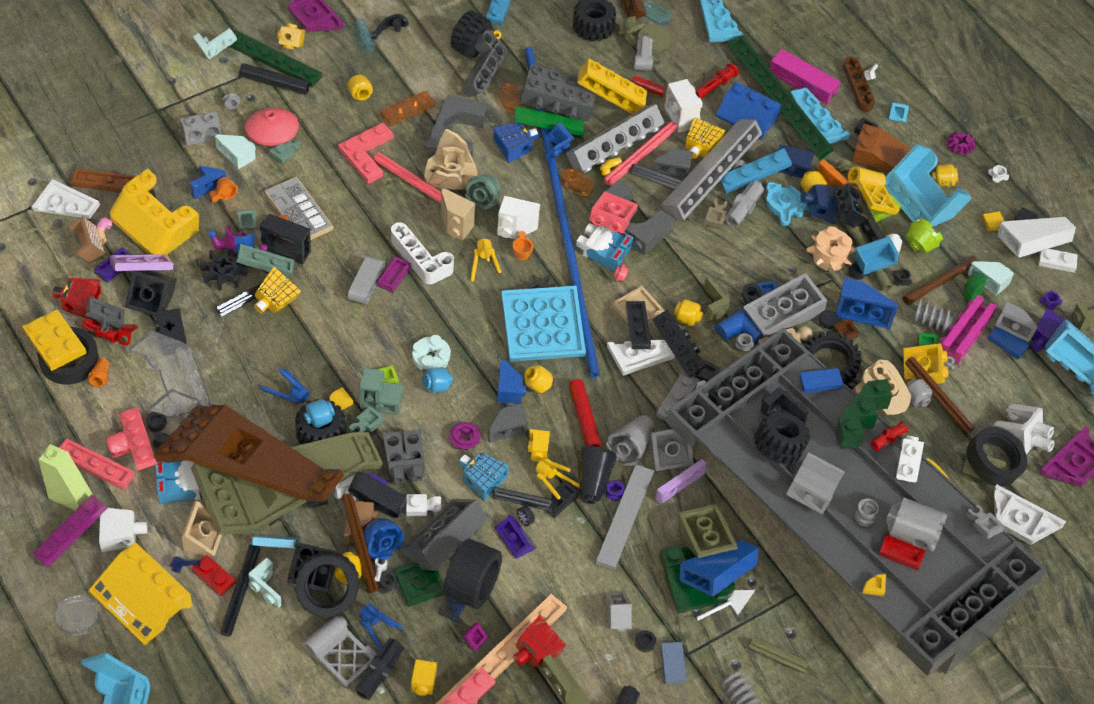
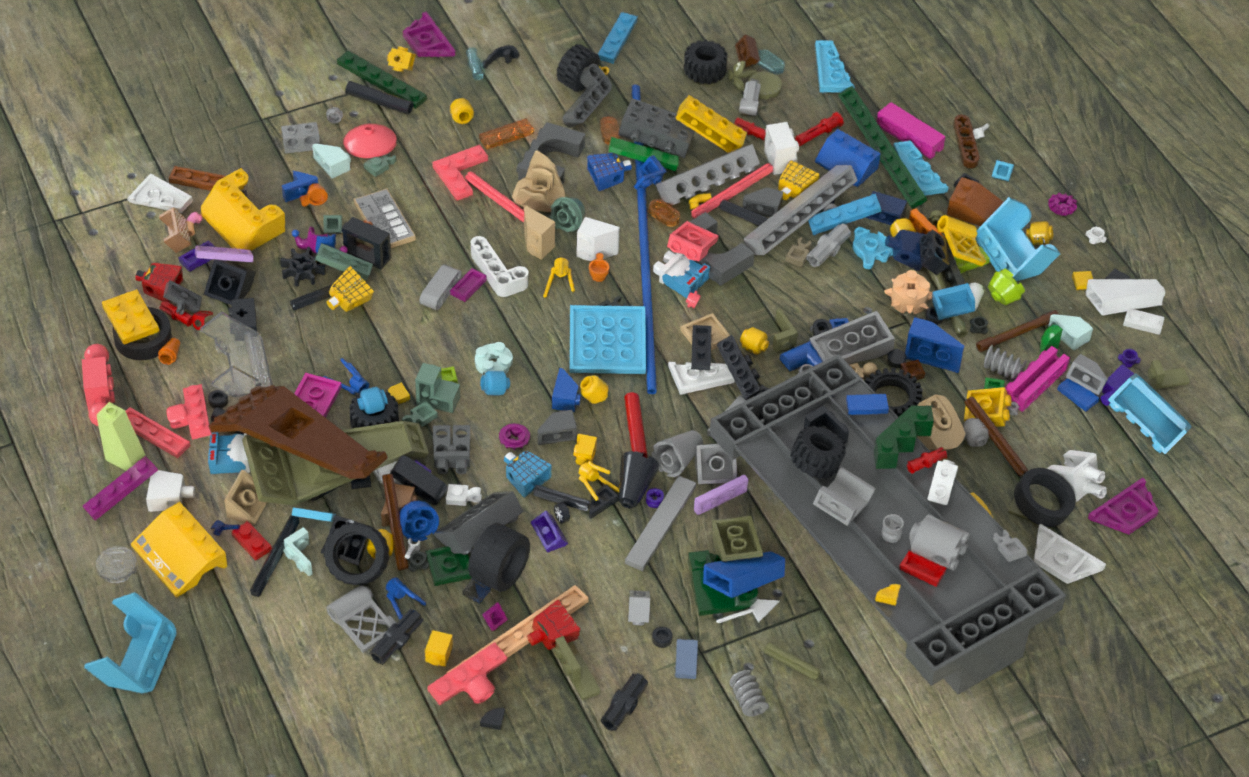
camera: 10 degrees right, 5 degrees down
(30, 416) = (97, 380): none -> coral brick
(216, 45) = (327, 62): light aqua bracket -> none
(258, 406) = (318, 392): none -> dark pink plate

